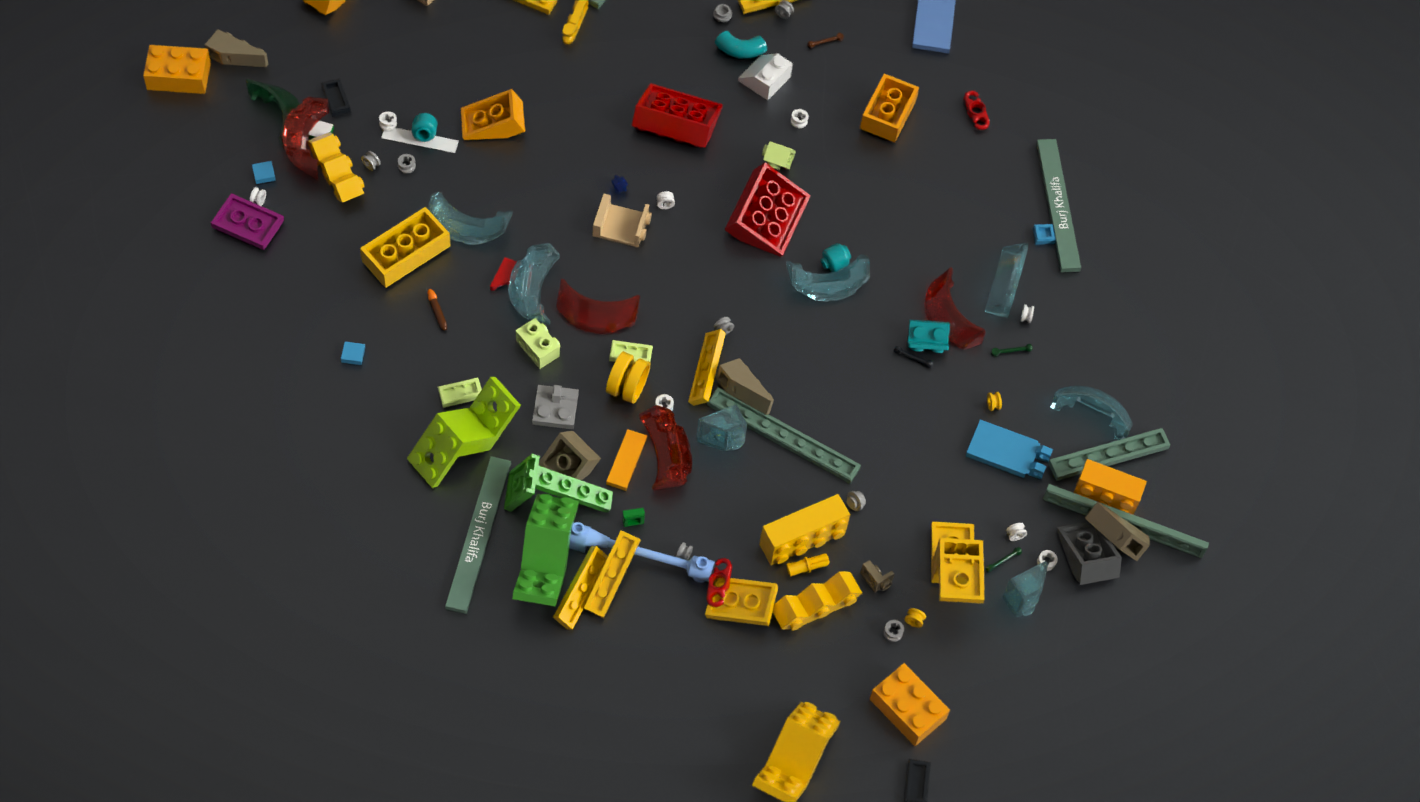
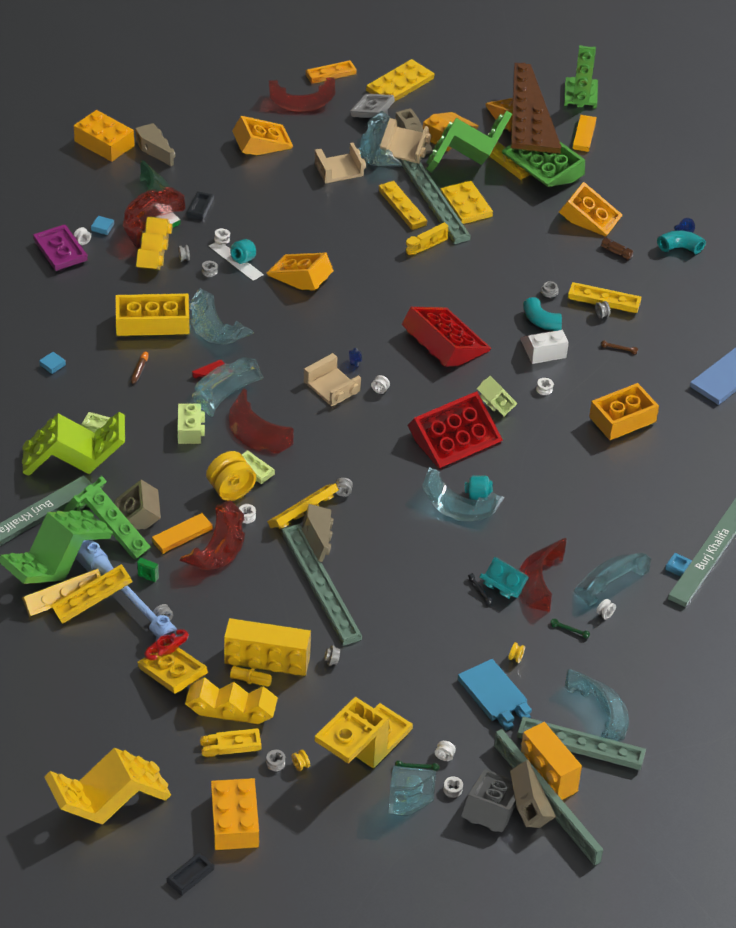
camera: 40 degrees right, 15 degrees down
(555, 406) = (164, 471): light grey hinge -> none
(723, 429) = (270, 547): clear light blue slope -> none
(847, 637) = (231, 742): none -> yellow hinge
(874, 577) = (297, 719): dark tan bracket -> none
(976, 116) = (702, 446): red piece -> none

